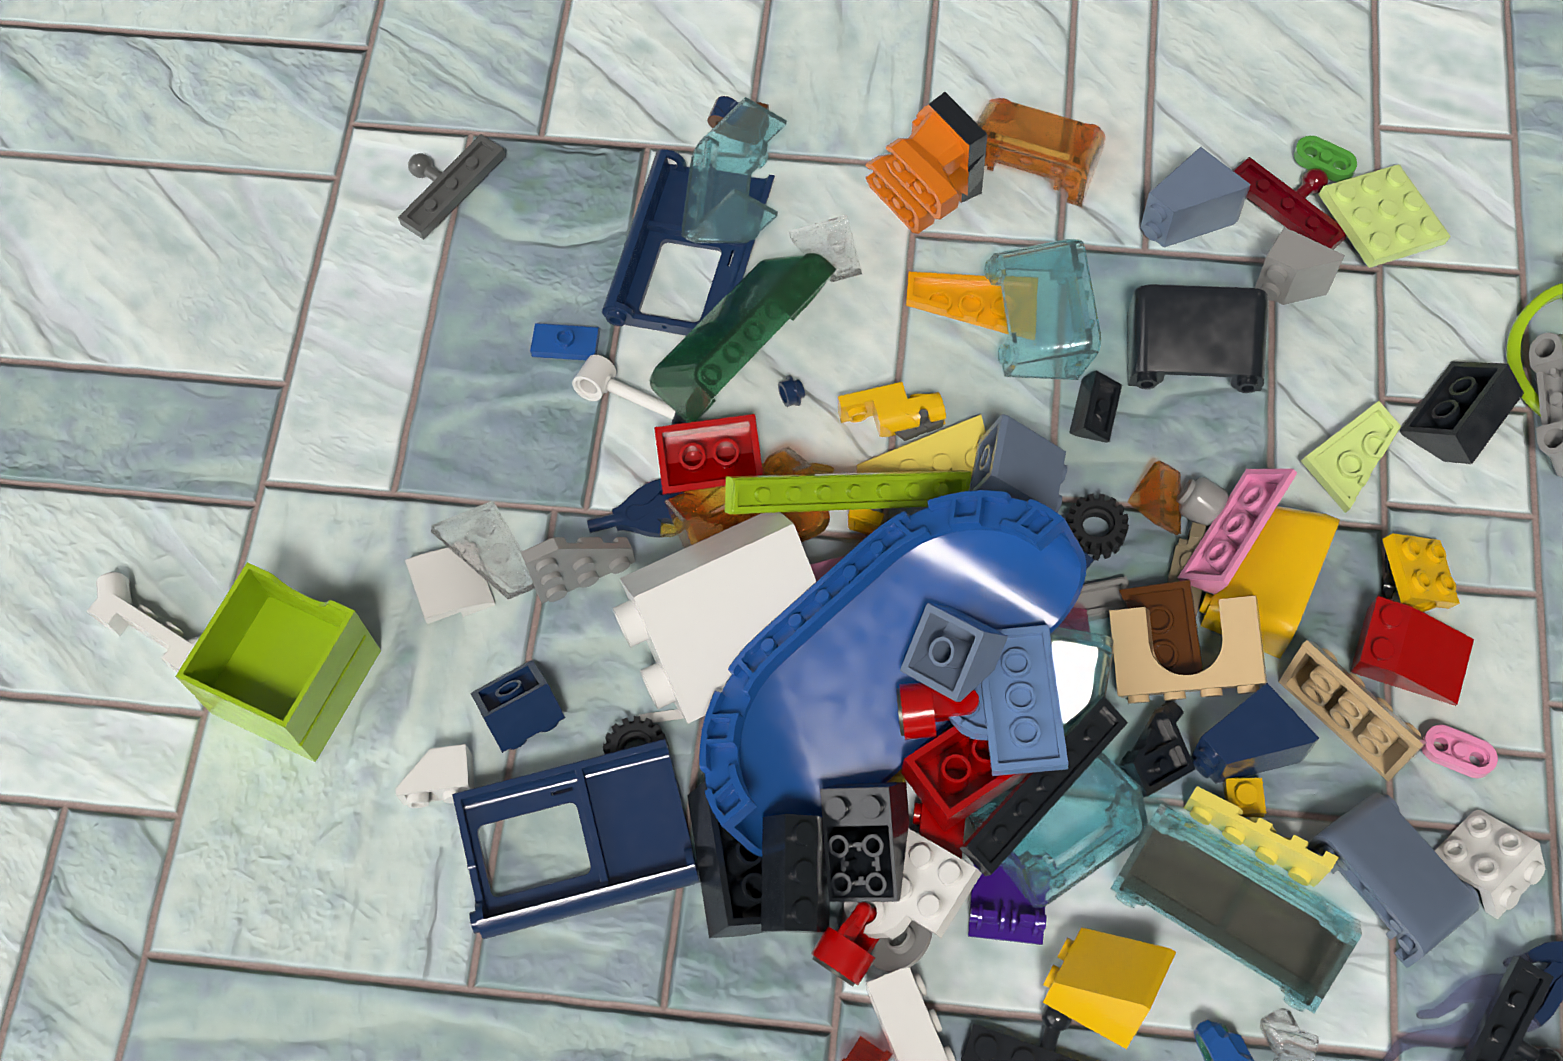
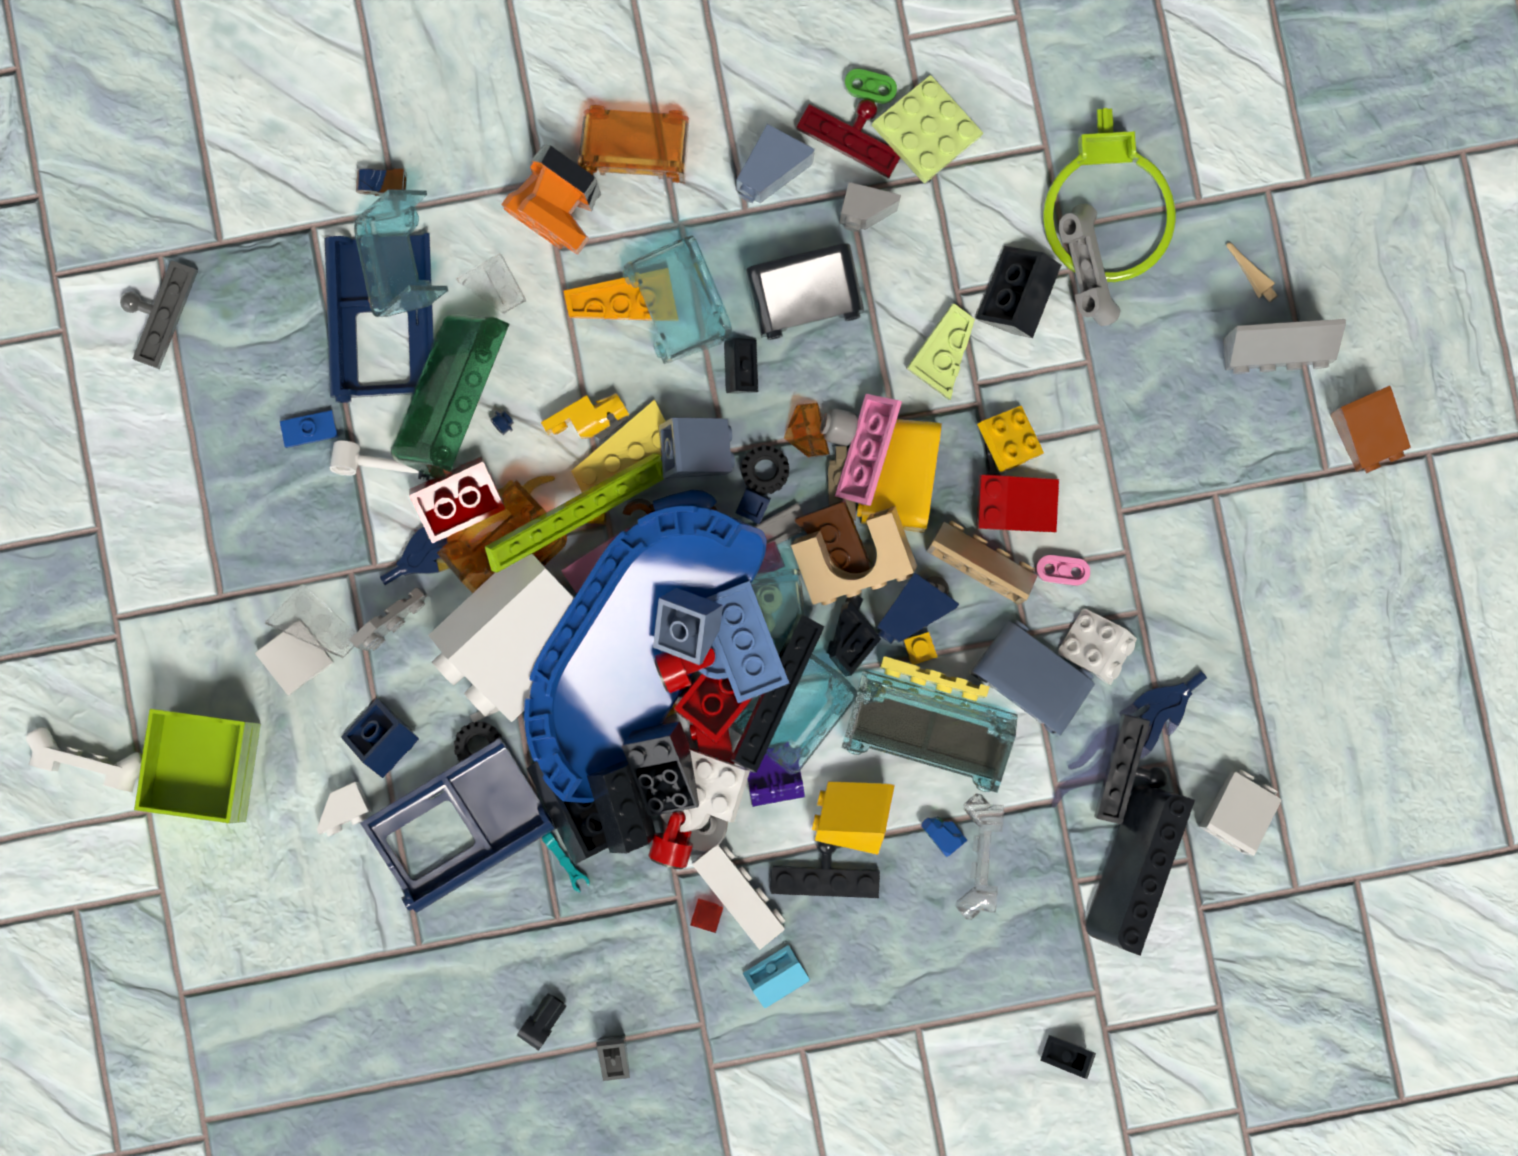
camera: 20 degrees left, 20 degrees up
(704, 952) = (565, 862): none -> teal piece

